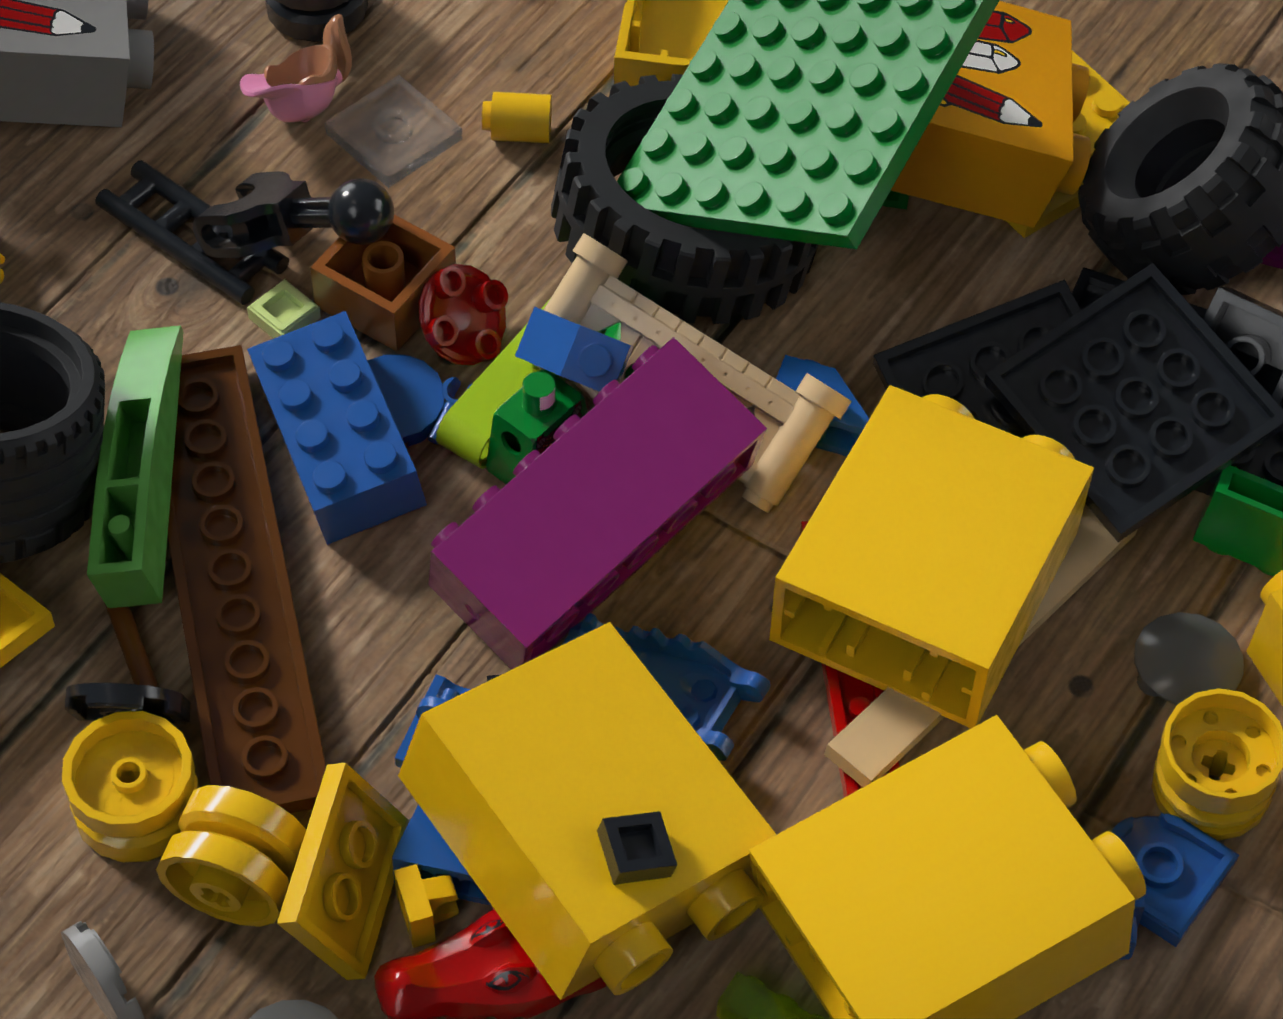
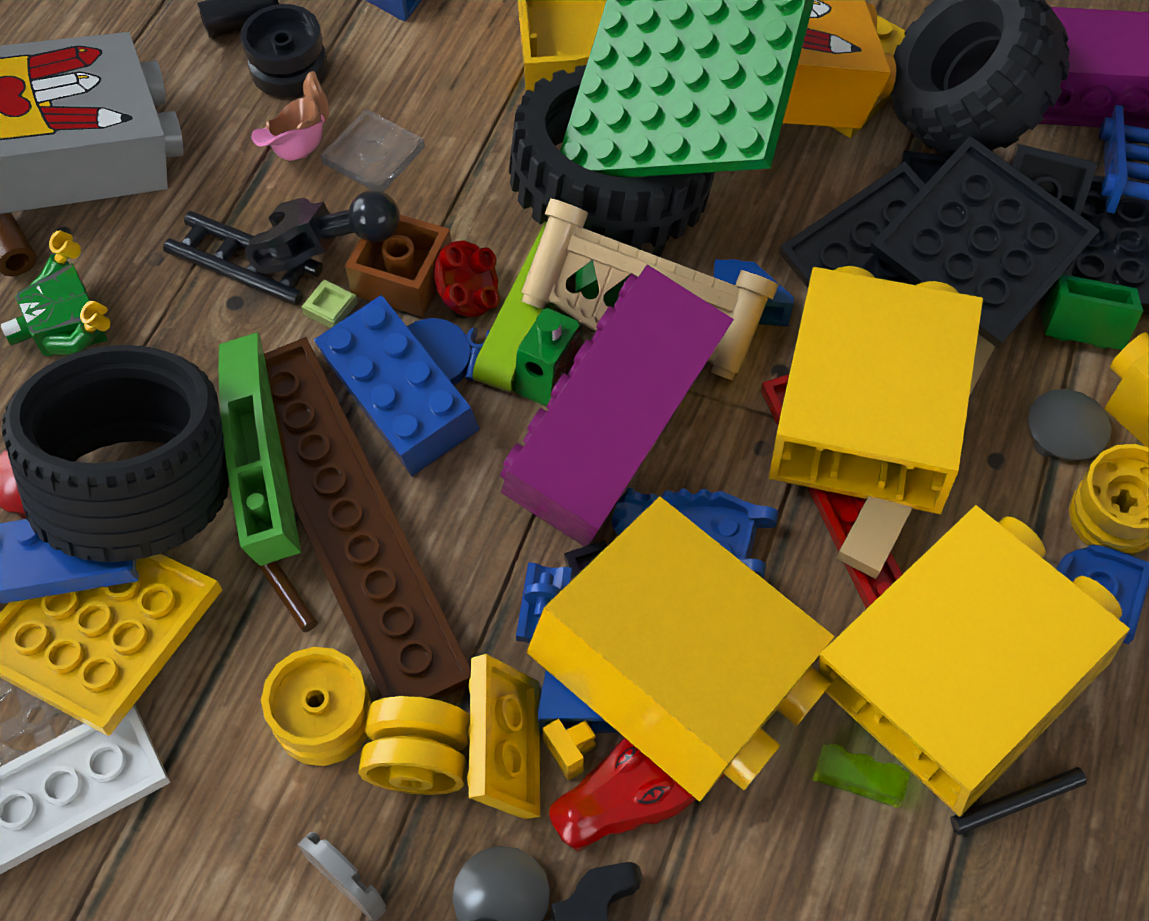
camera: 10 degrees left, 5 degrees up
(99, 700) = (295, 640): black tile -> none
(518, 117) = (464, 122): yellow brick -> none
(573, 350) = (565, 290): blue slope -> none
(636, 847) = (739, 675): black tile -> none

